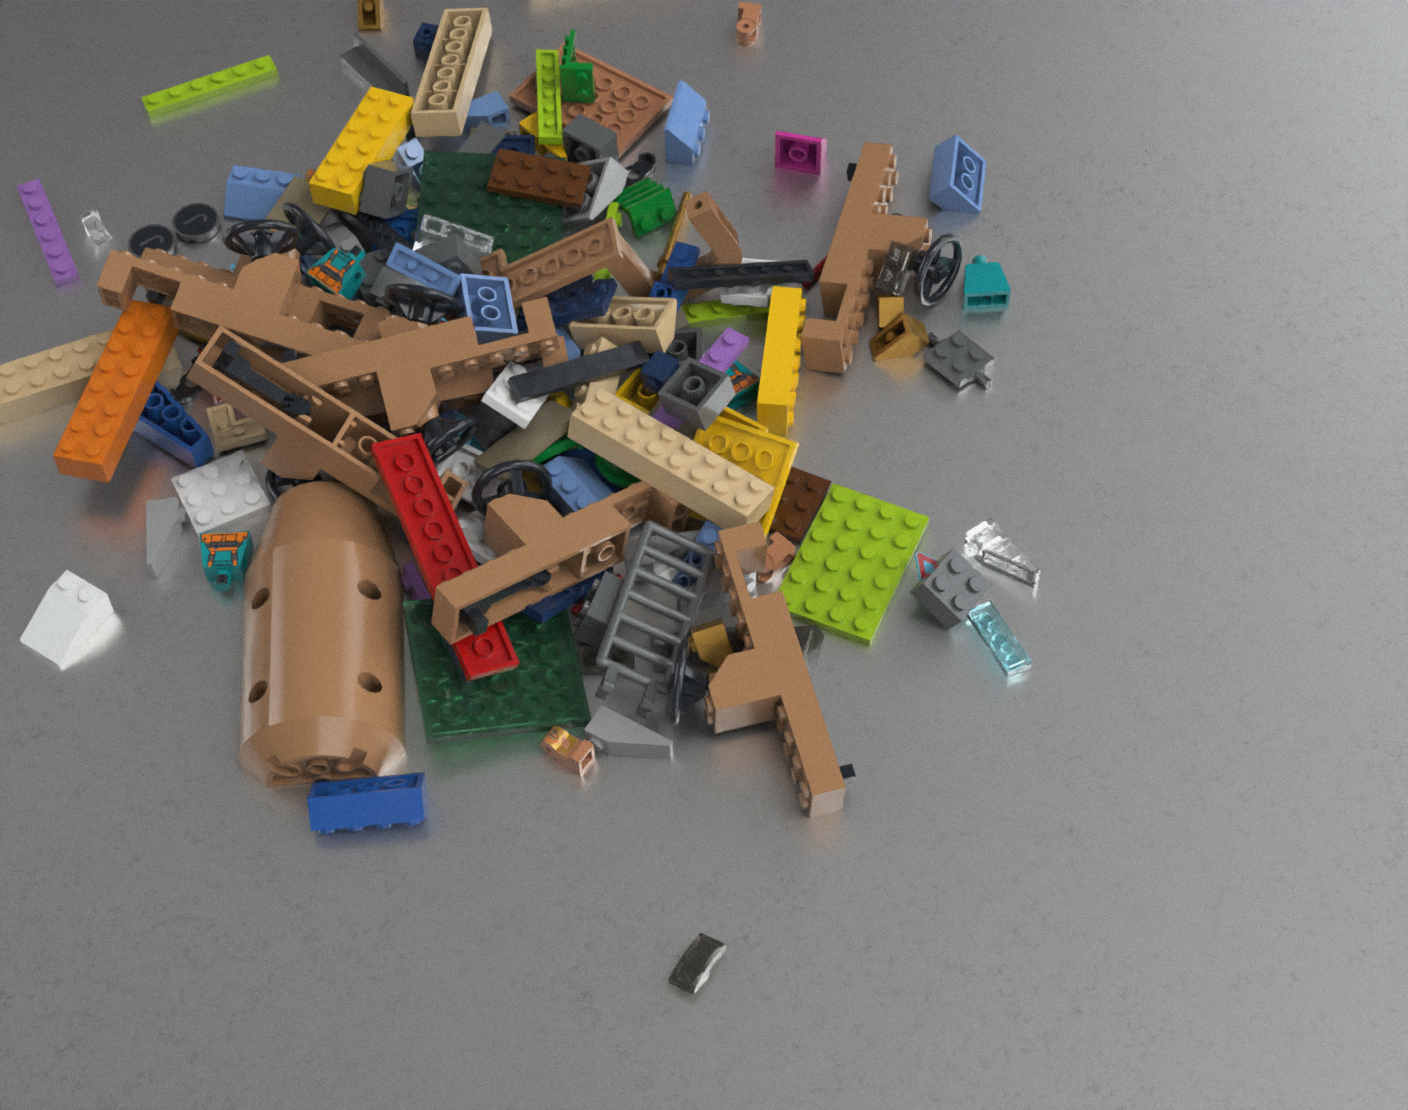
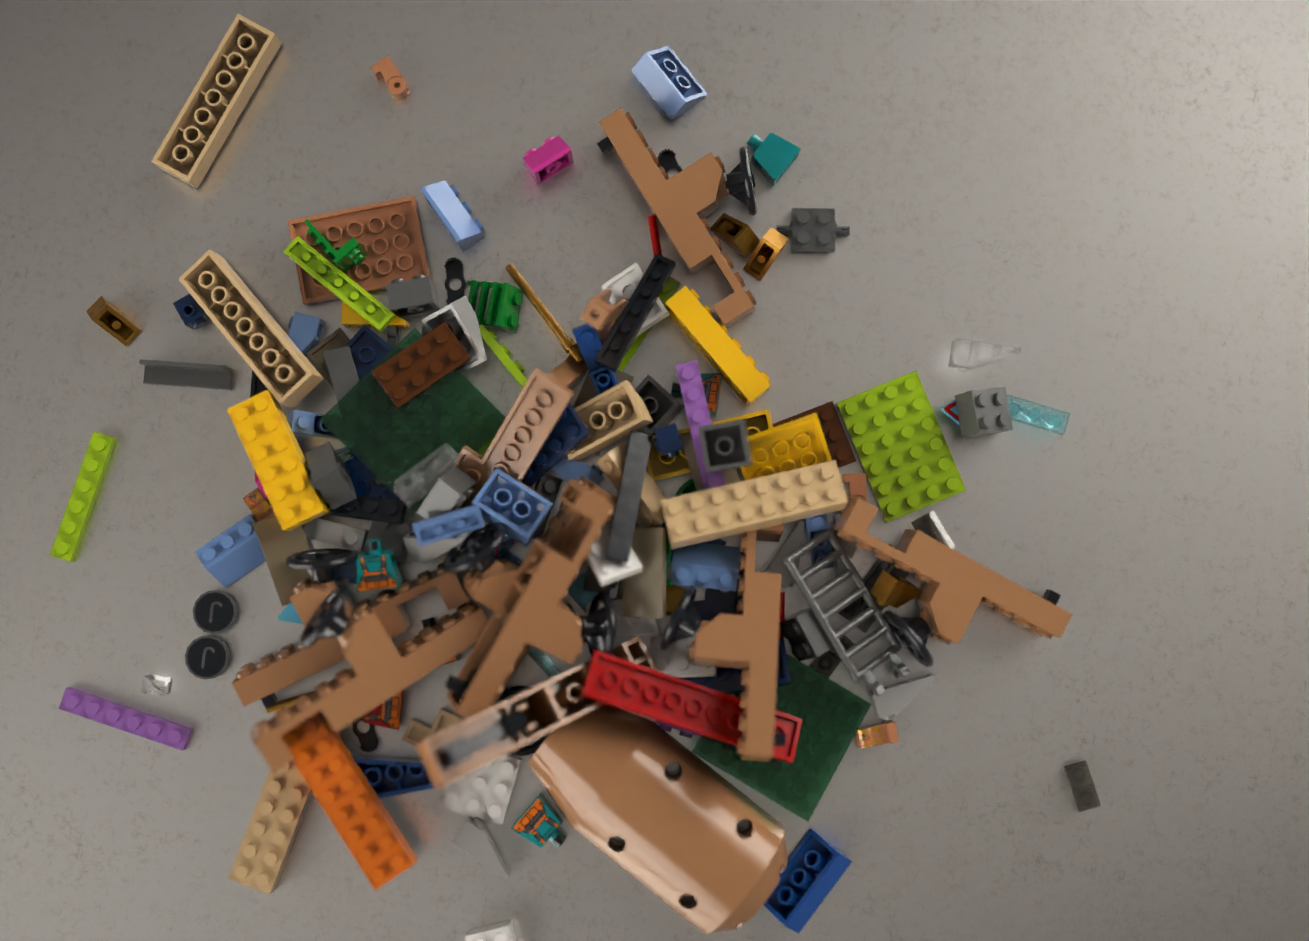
camera: 50 degrees left, 30 degrees up
(897, 267) = (725, 207): clear smoke slope -> none

